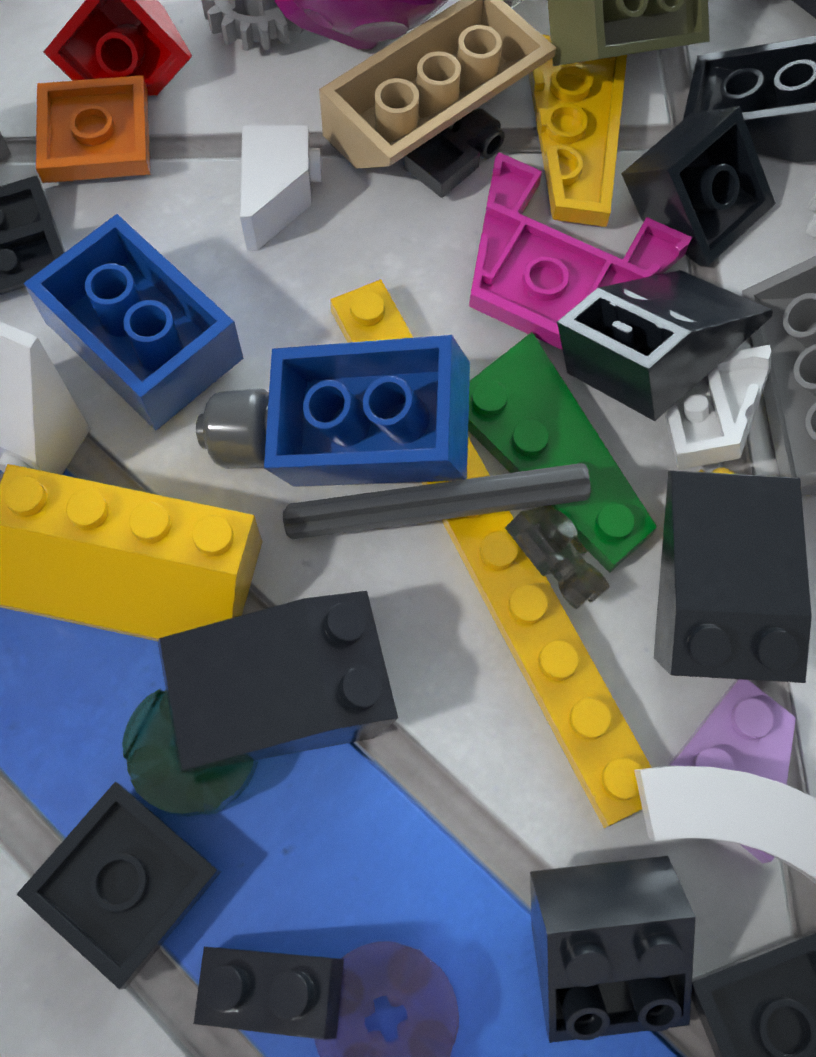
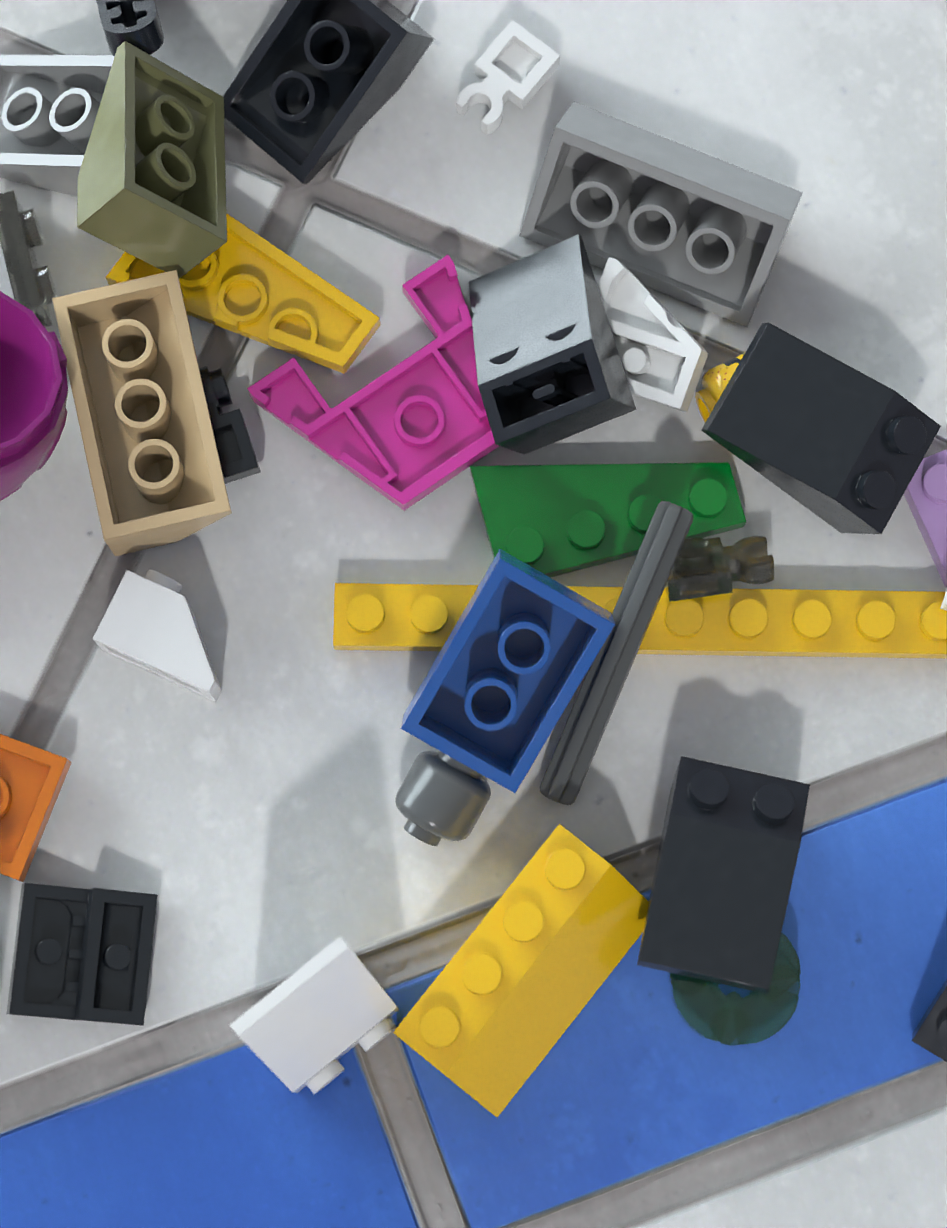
camera: 60 degrees left, 10 degrees up
(119, 885) = (826, 1090): black plate -> none
(136, 320) = (275, 849): blue brick -> none
(702, 182) = (387, 207): black slope -> none

